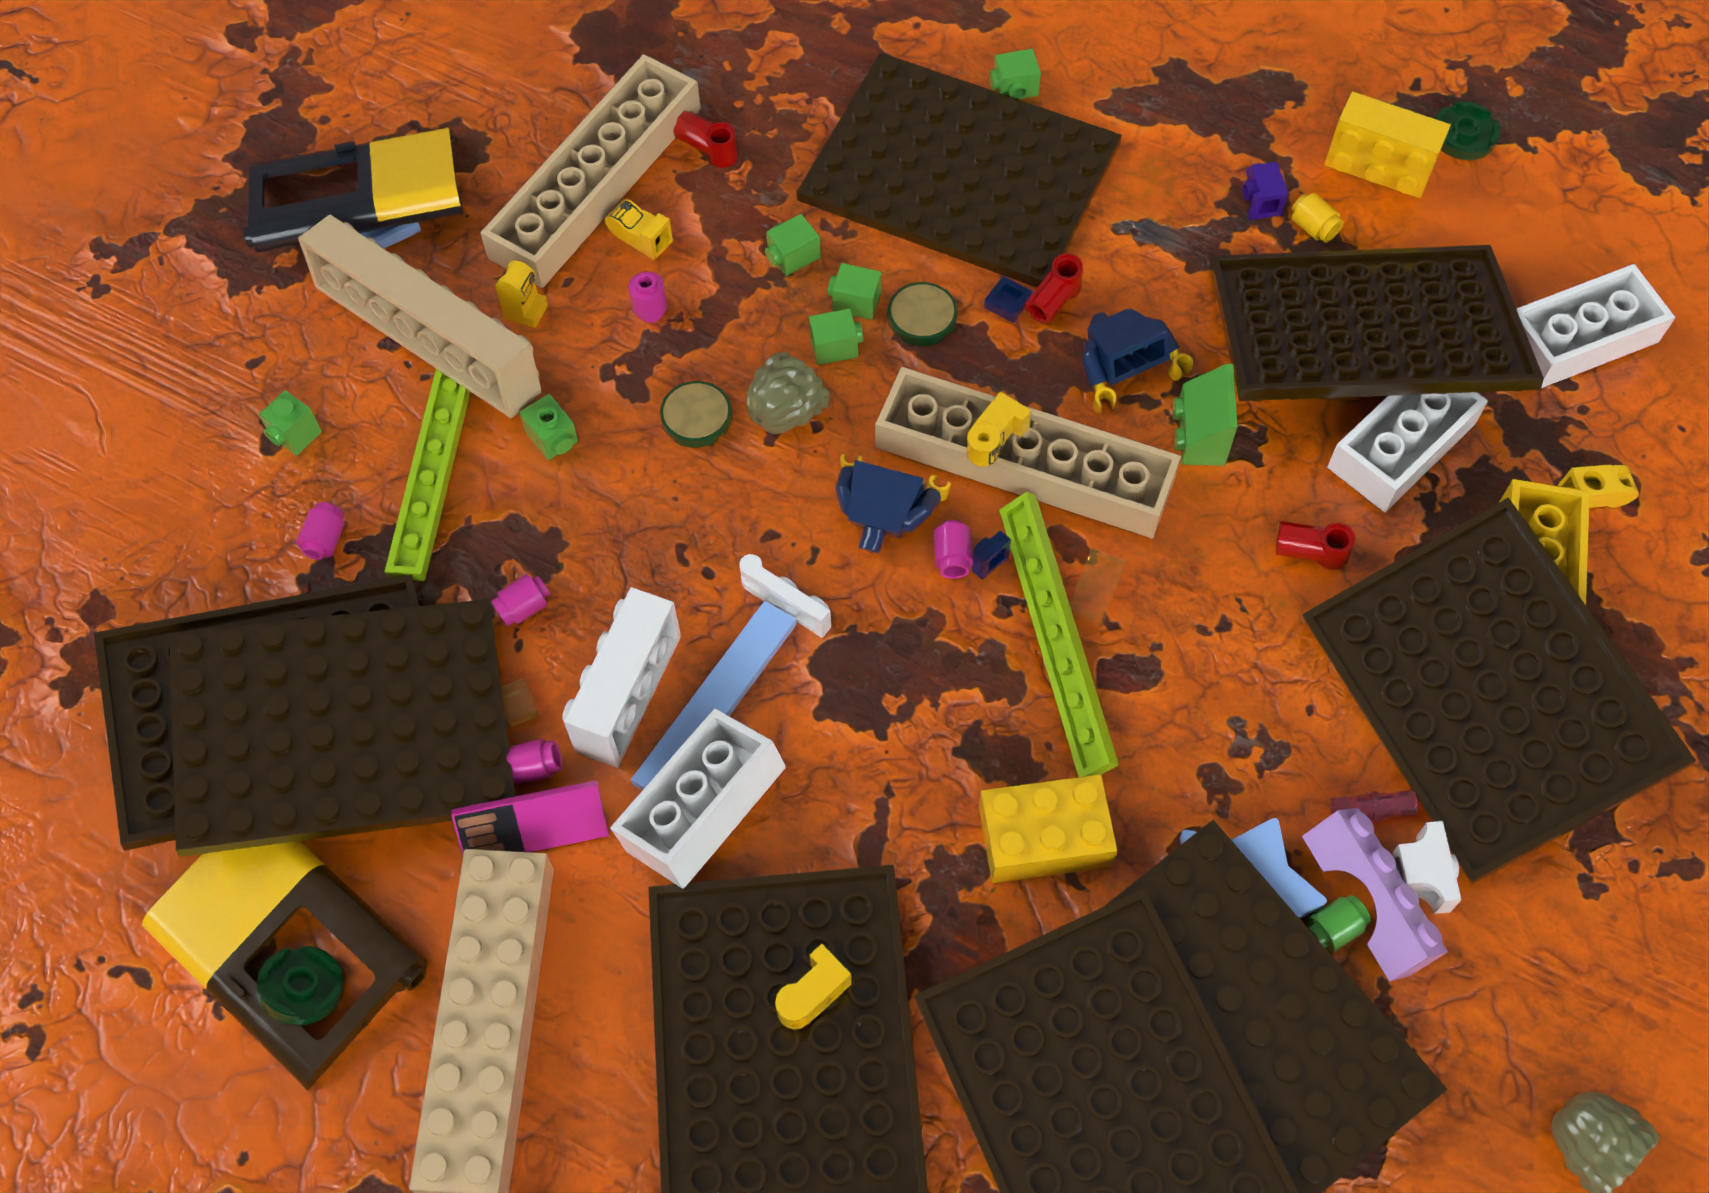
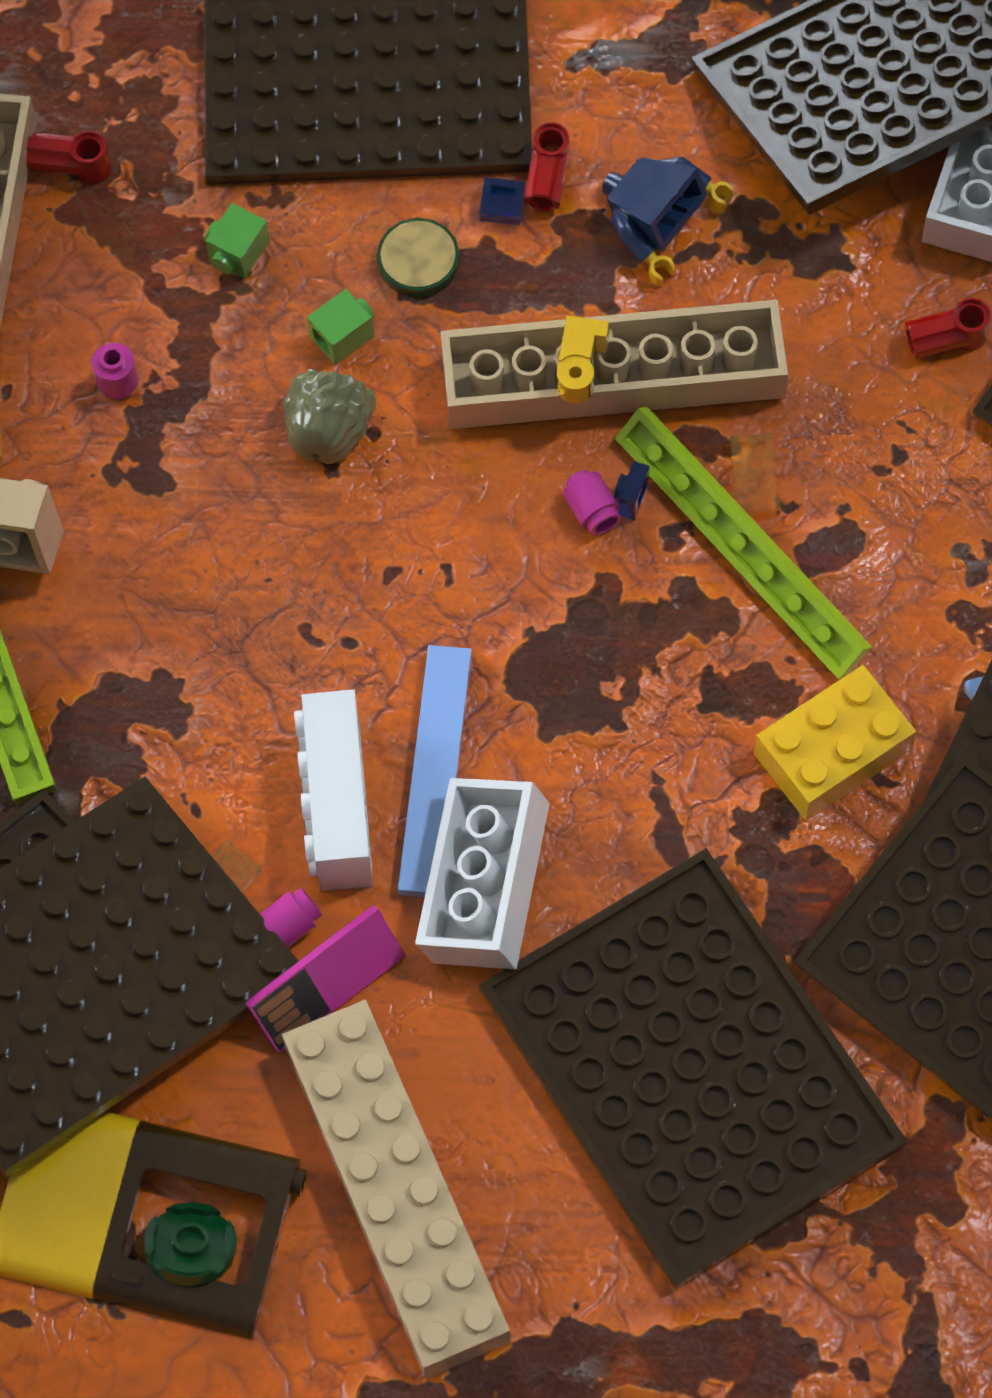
camera: 25 degrees left, 5 degrees up
(521, 599) = (175, 761): dark pink brick -> none
(549, 427) = (93, 565): bright green brick -> none
(640, 228) = (55, 295): yellow leg -> none
(696, 414) = (239, 478): pearl gold tile -> none
(784, 594) = (443, 628): white plate -> none
(803, 1001) = (695, 1014): yellow leg -> none
(856, 290) = (335, 264): bright green brick -> none
(884, 500) = (494, 483): dark blue torso -> none
(1206, 418) = (779, 243): bright green slope -> none

